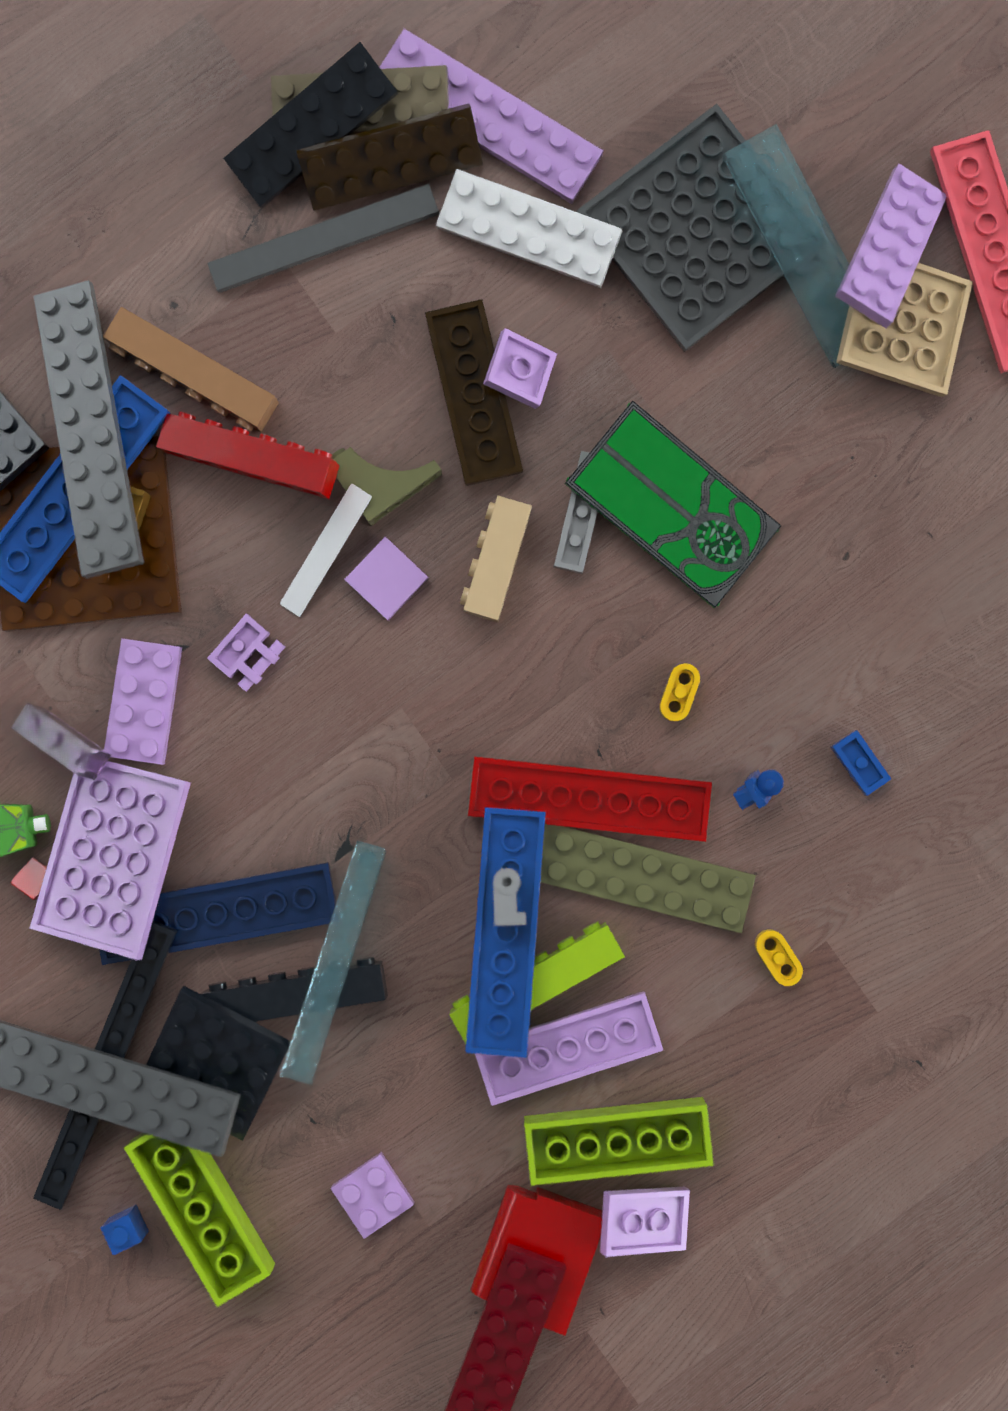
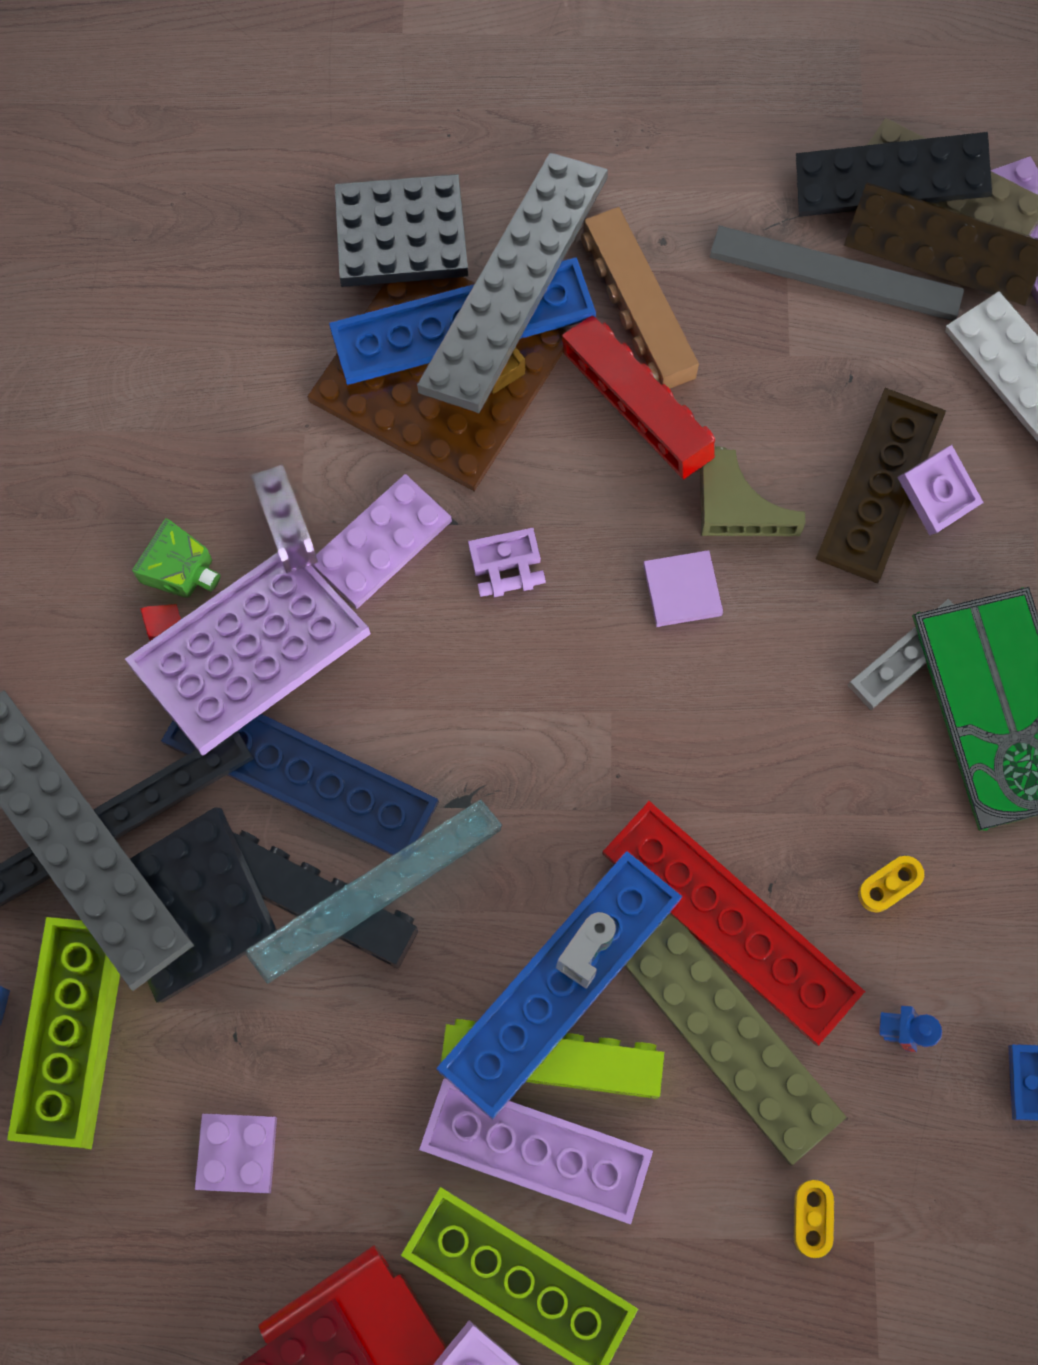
camera: 35 degrees right, 15 degrees down
(325, 549) = (646, 523): white sticker -> none
(497, 558) = (799, 639): tan brick -> none

